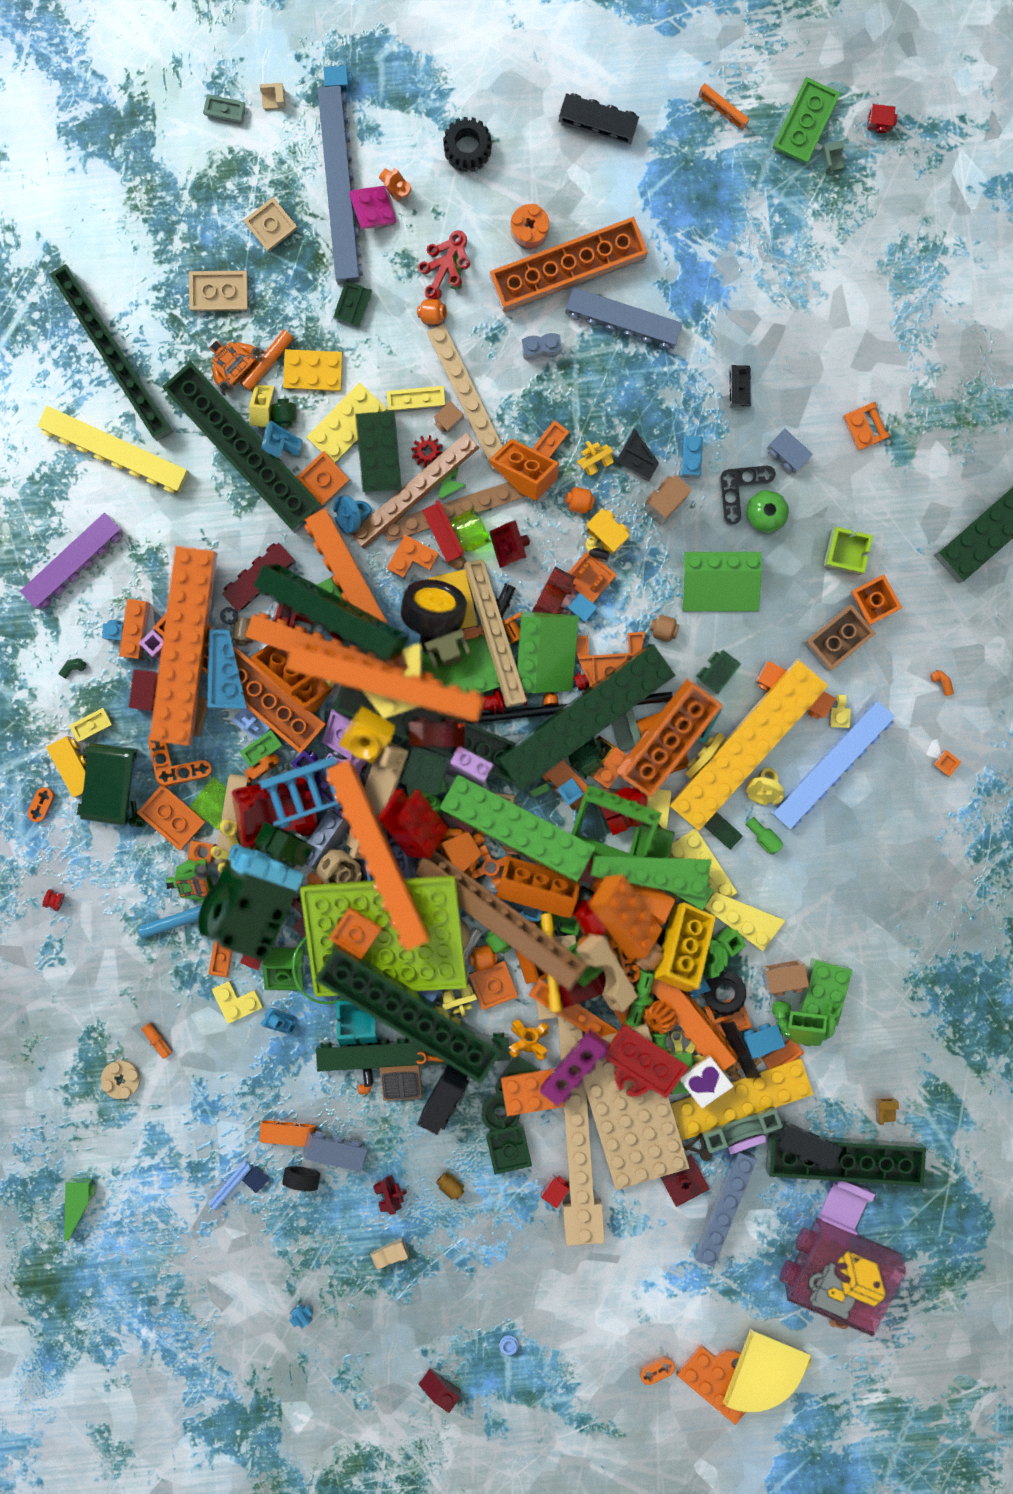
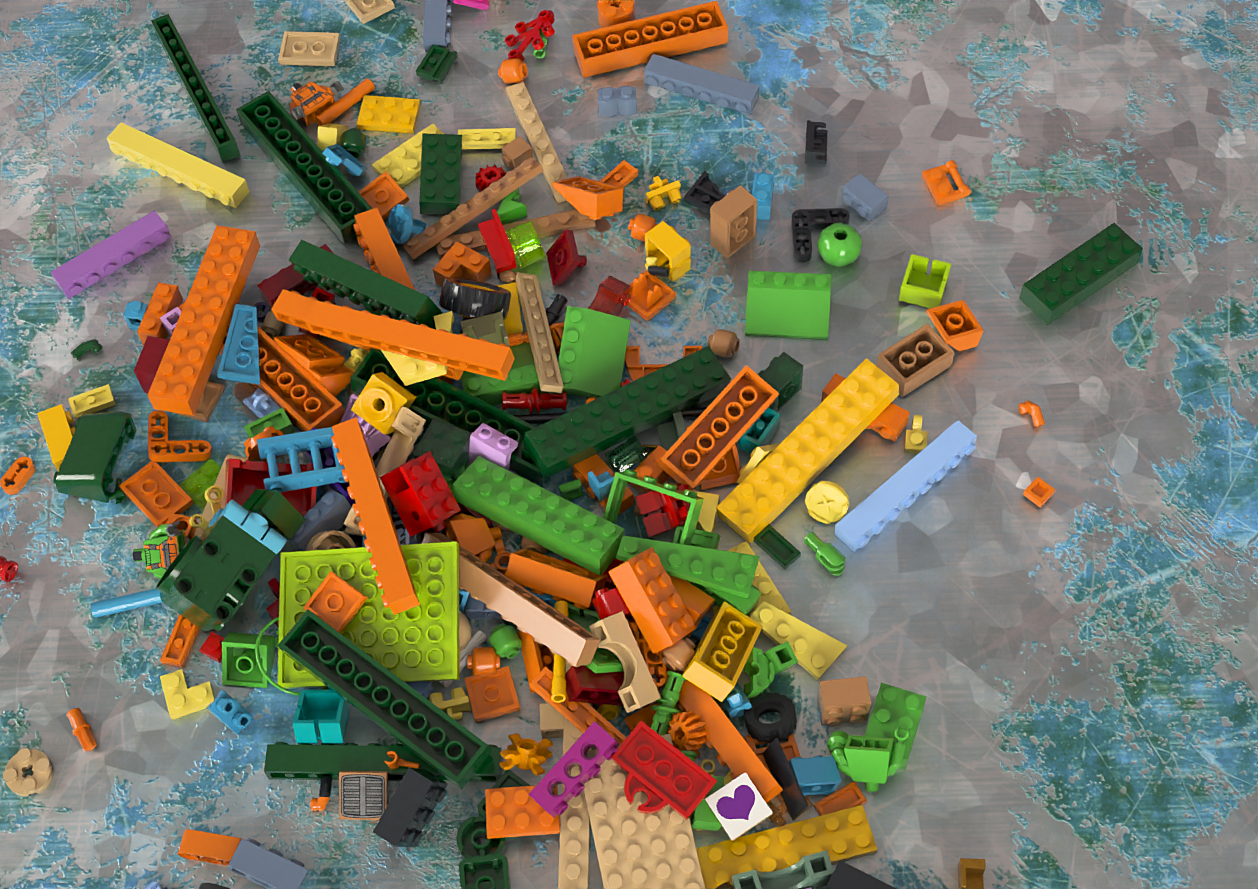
camera: 10 degrees right, 30 degrees down
(437, 734) = (460, 407): clear red brick -> none
(583, 607) = (640, 321): dark azure brick -> none

